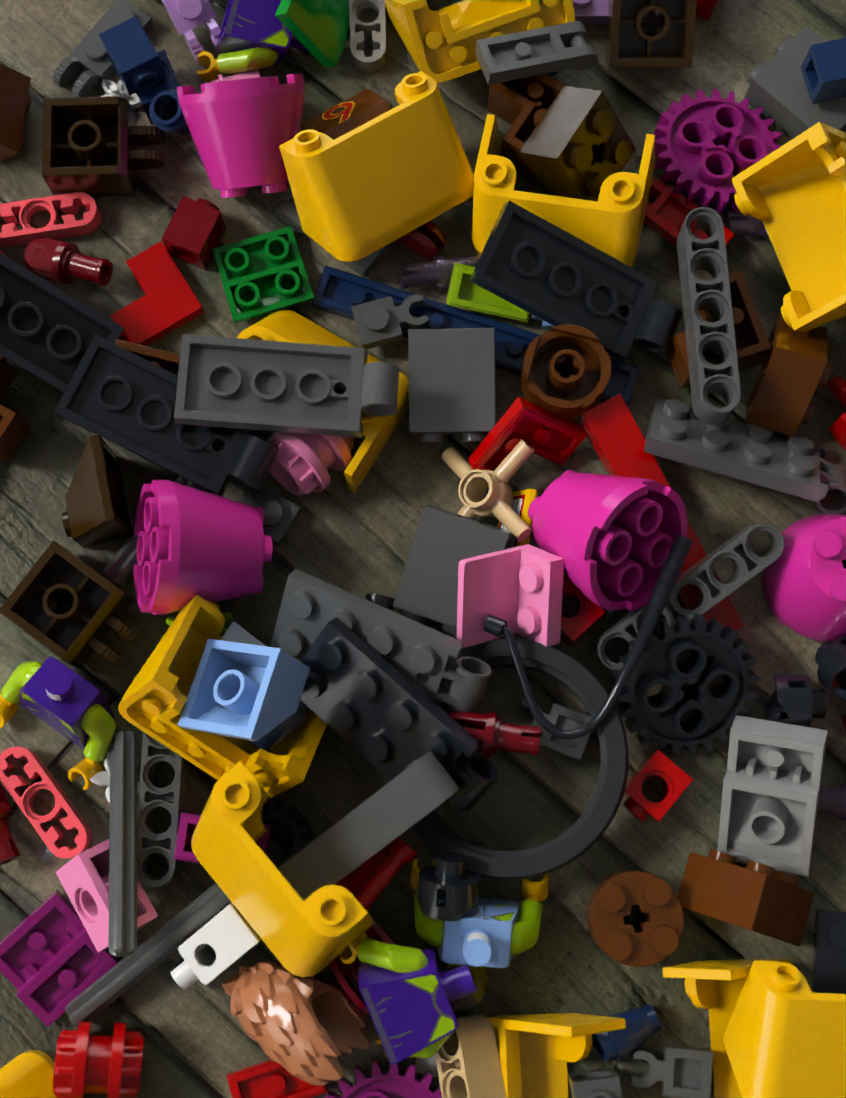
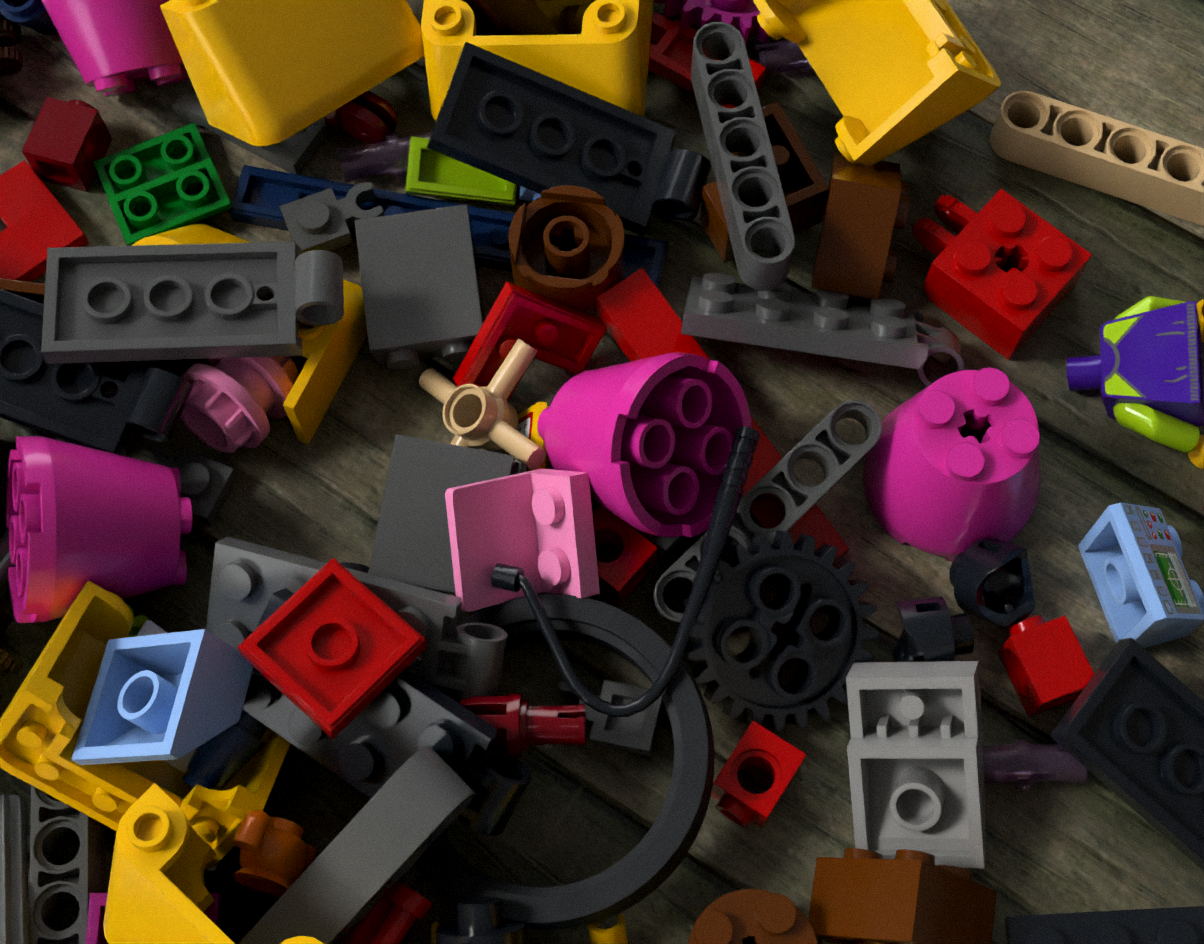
camera: 10 degrees left, 10 degrees down
(309, 803) = (271, 853): none -> orange piece
(368, 670) = (332, 647): none -> red tile

